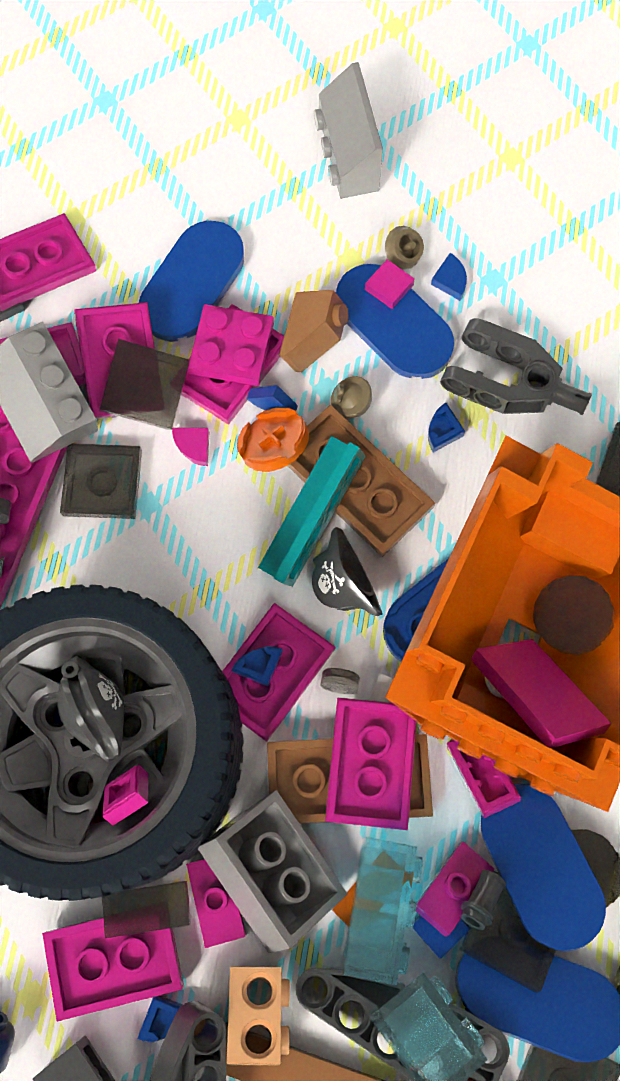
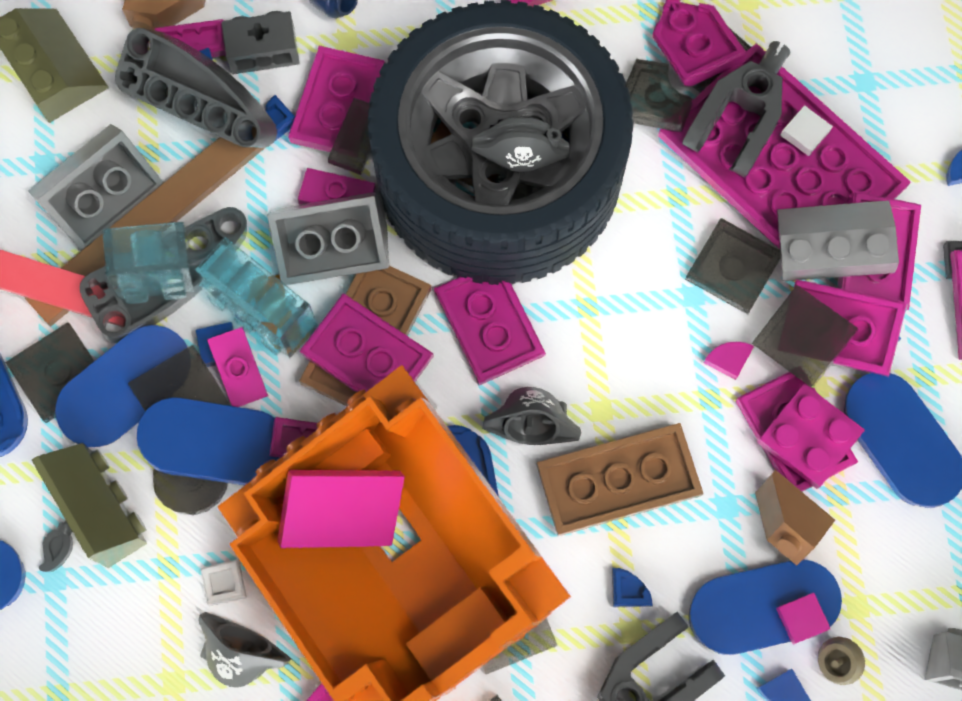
camera: 115 degrees right, 0 degrees up
(125, 794) = (439, 138): dark pink tile -> none
(245, 1015) = (244, 169): light nougat brick -> none
(258, 664) = (497, 311): blue tile -> none
(270, 397) = (736, 447): blue tile -> none
(273, 439) = (695, 424): orange tile -> none
(312, 511) = (607, 421): teal fence -> none
(340, 681) = (447, 369): clear smoke tile -> none
(352, 397) = (702, 519): dark tan hat -> none
(479, 907) = (215, 378): dark grey pin -> none
(574, 614) = (389, 588): clear smoke tile -> none

